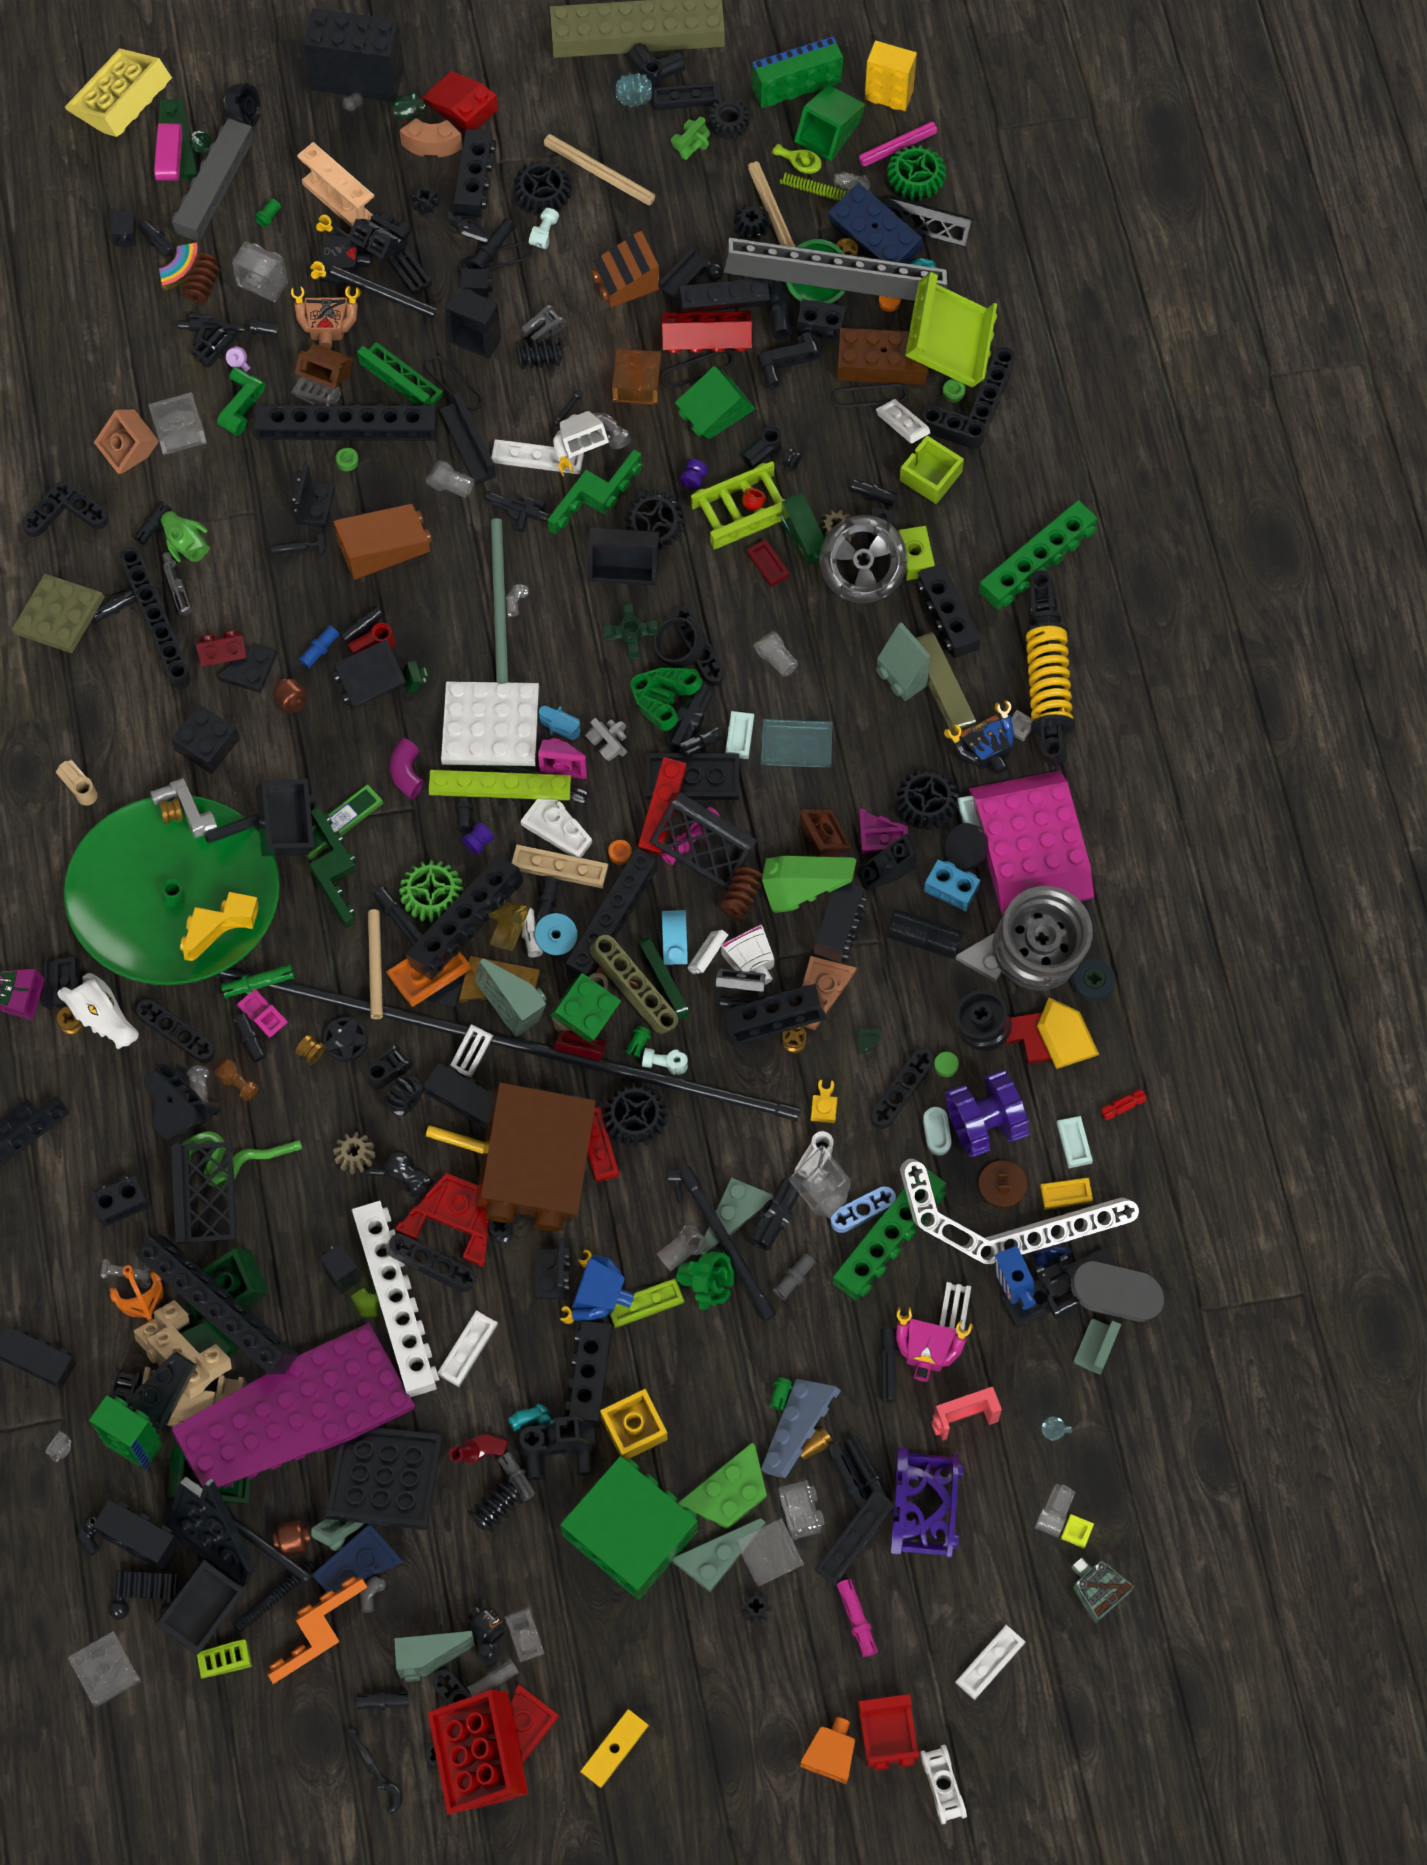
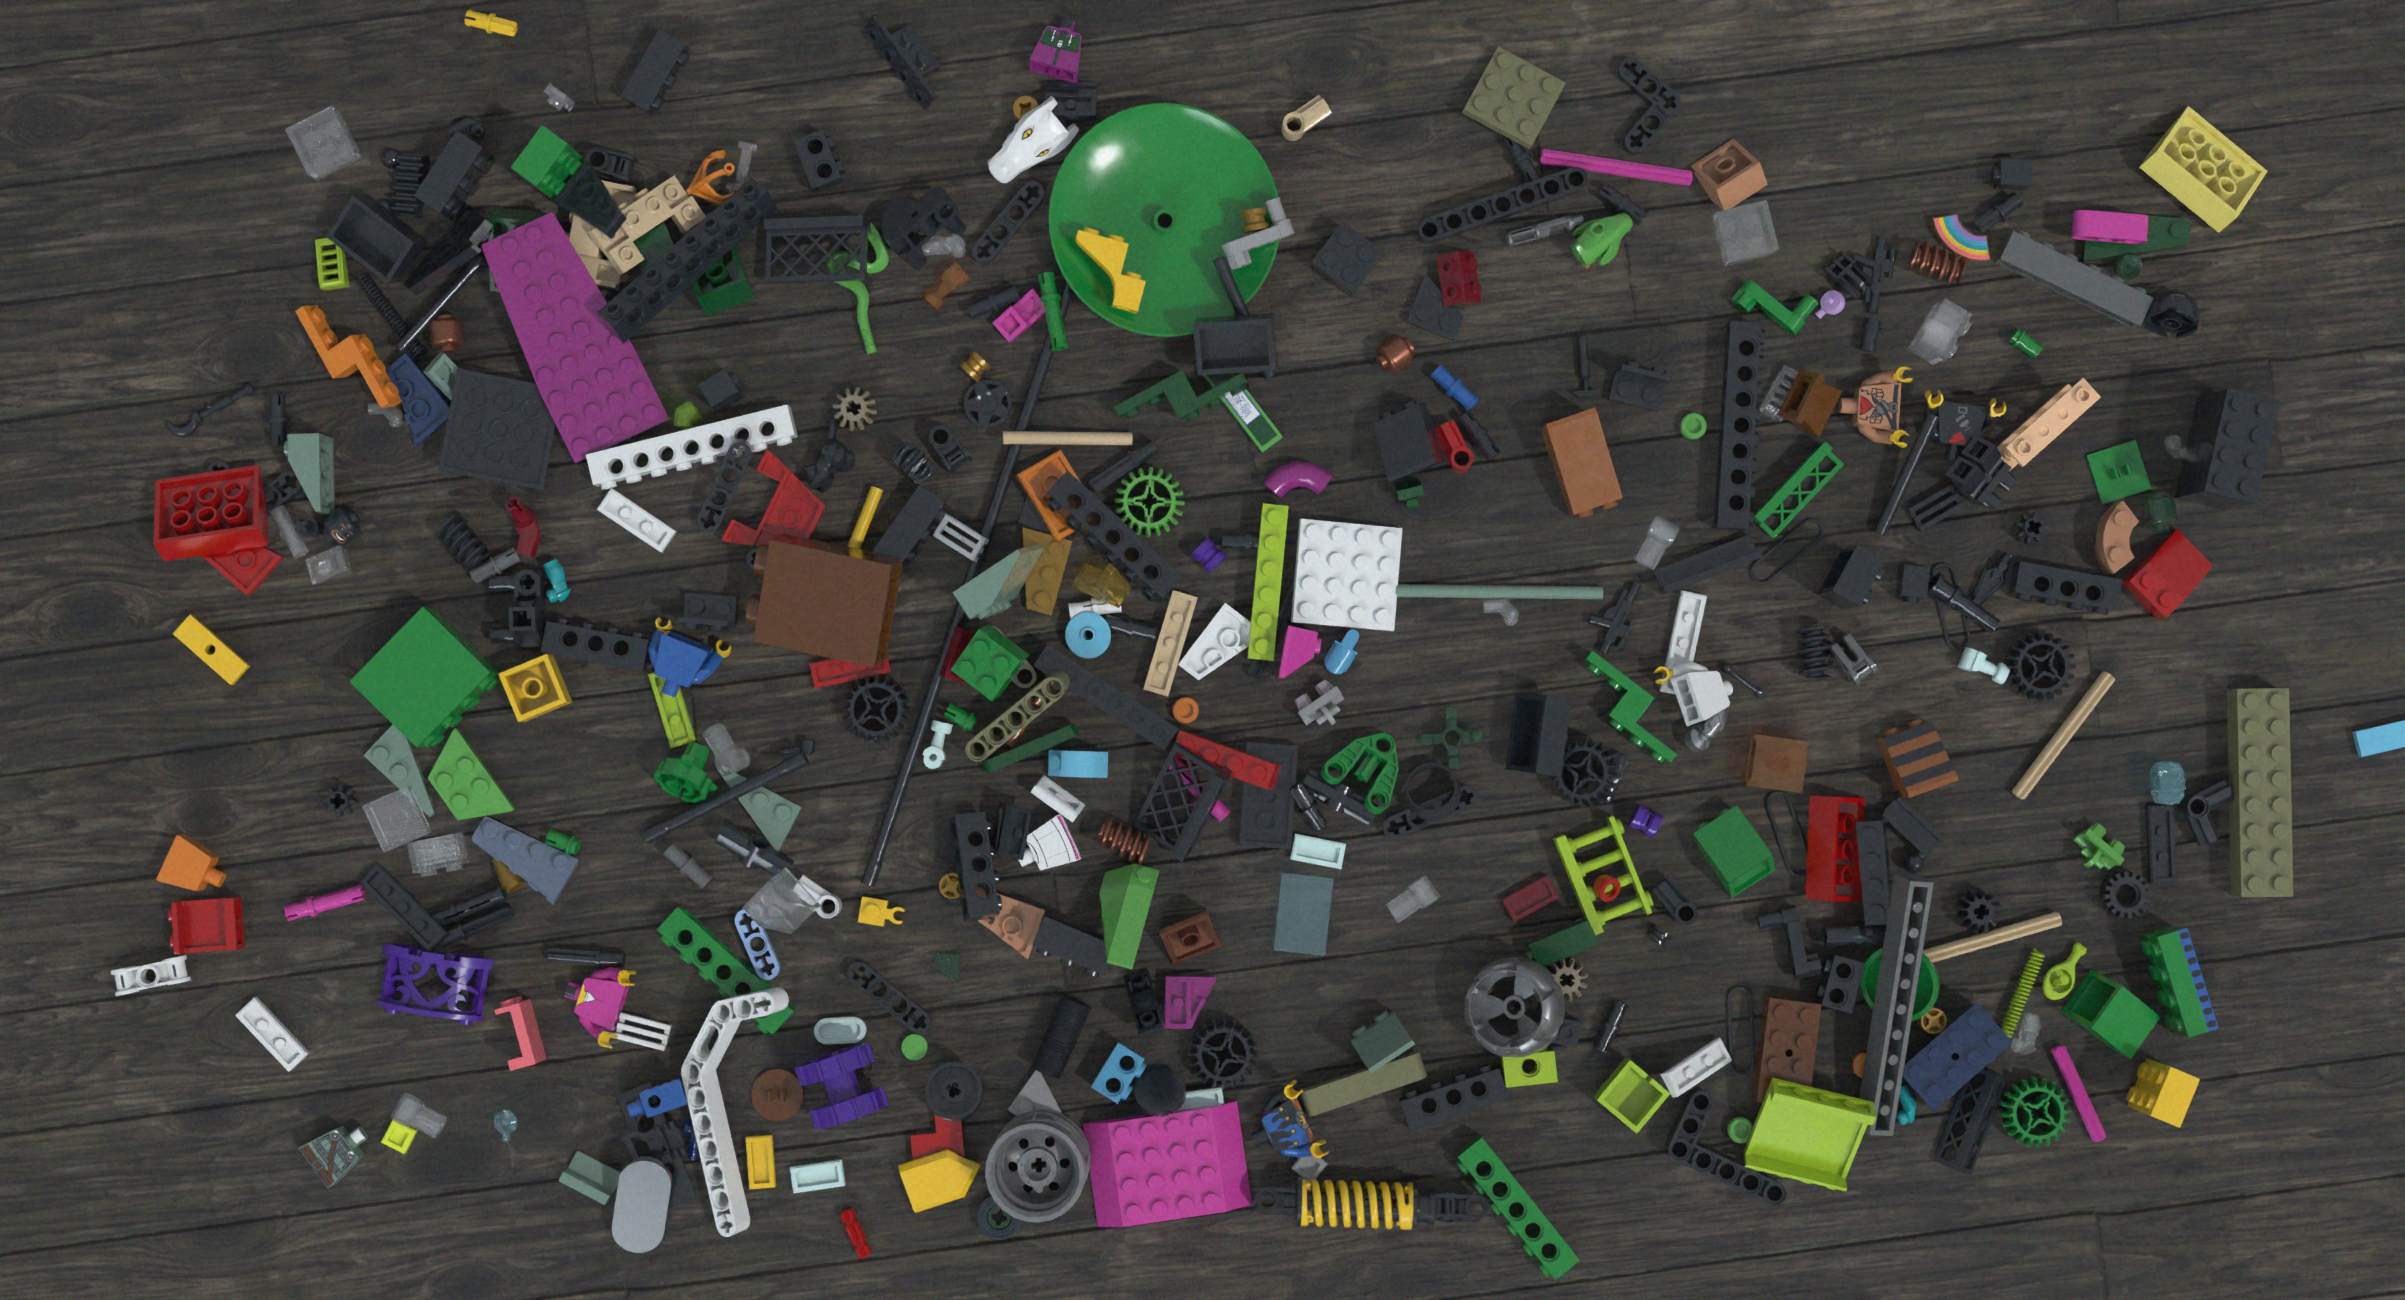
camera: 90 degrees right, 20 degrees up
(119, 530) = (1616, 167): none -> dark pink axle
(375, 142) = (2118, 472): none -> green piece

